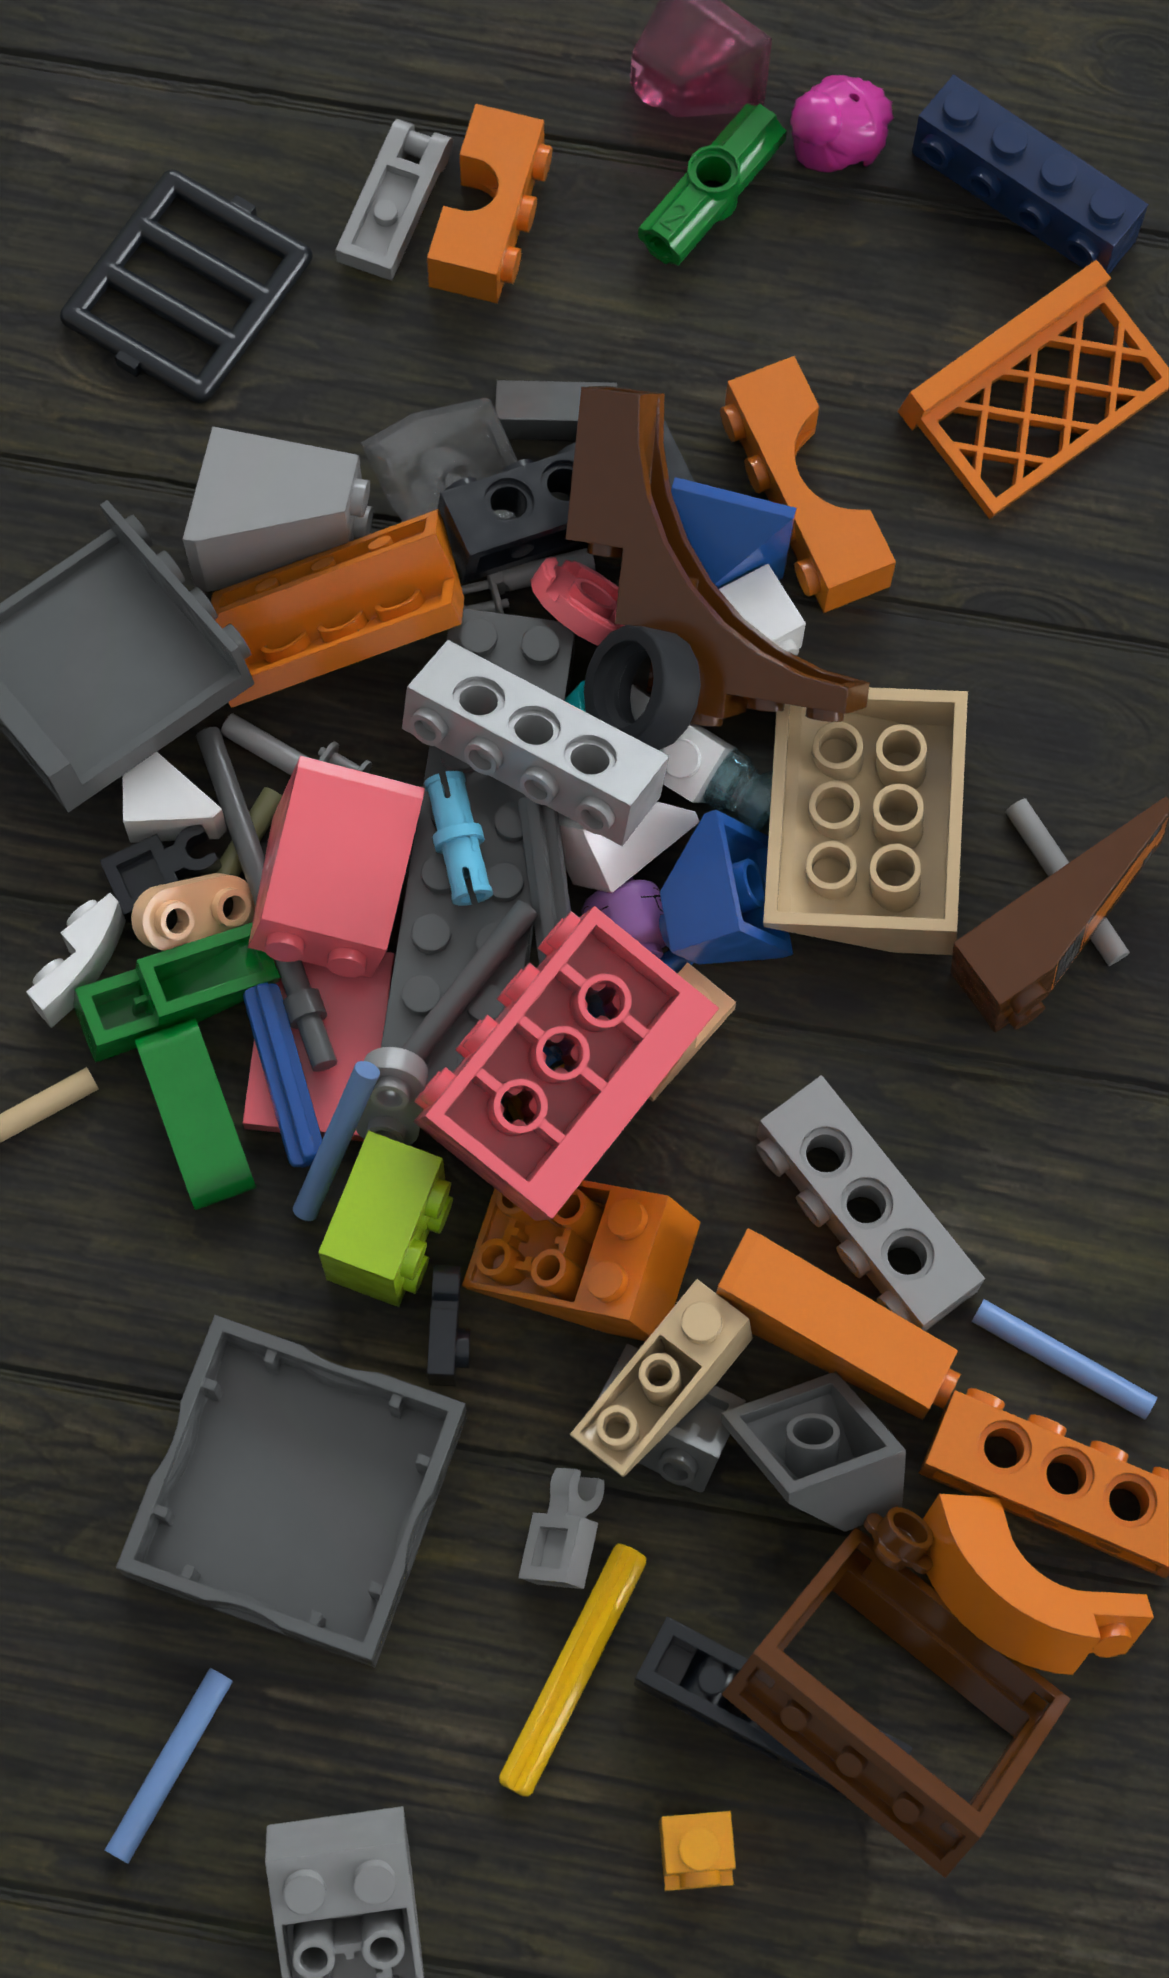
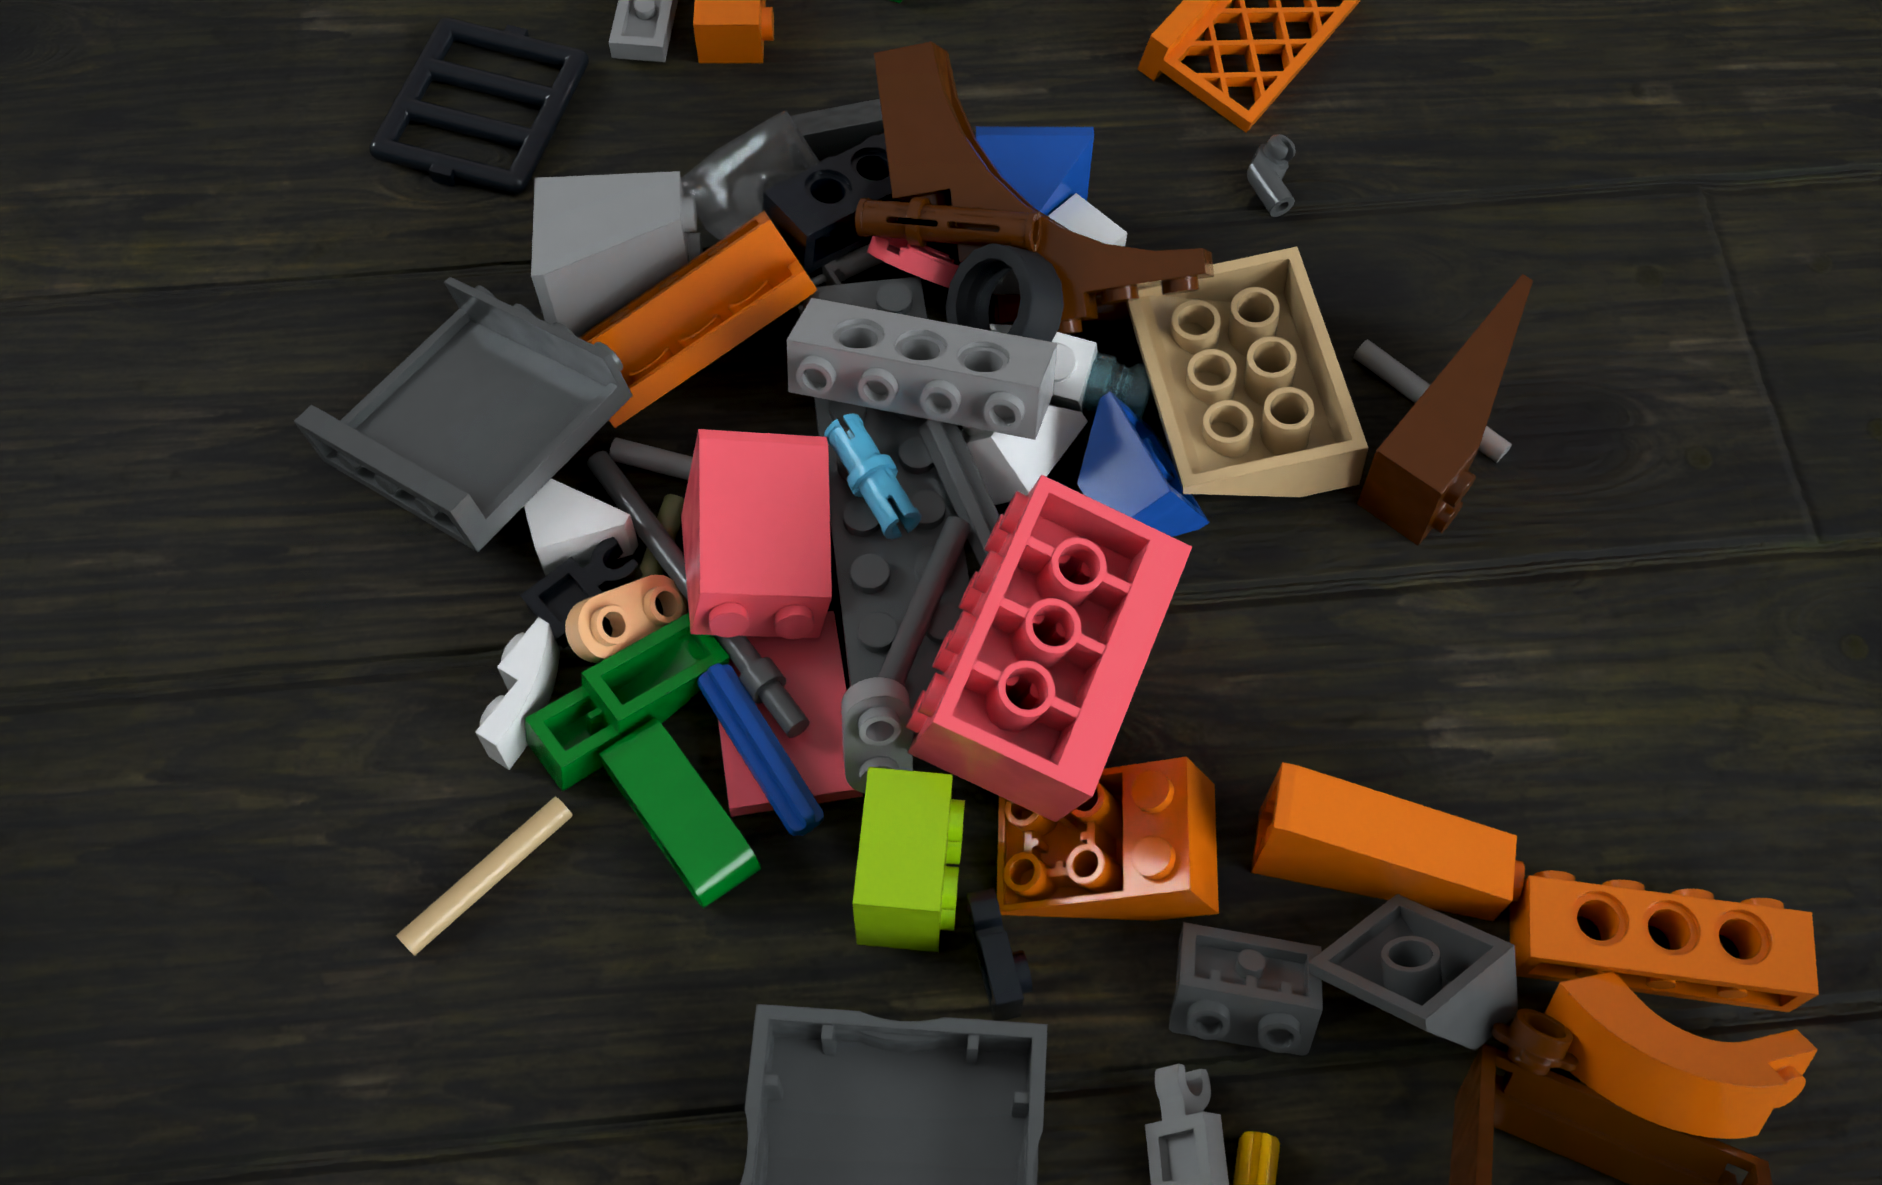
camera: 15 degrees left, 10 degrees down
(336, 1140) = (834, 792): medium blue bar -> none
(586, 577) = (881, 220): none -> reddish brown pin
(665, 1378) = (1242, 942): tan slope -> none
(822, 1119) = (1357, 693): light grey brick -> none
(836, 547) = (1130, 176): orange arch -> none
(990, 577) = (1267, 172): none -> dark grey arm
(1064, 1359) = (1607, 823): medium blue bar -> none

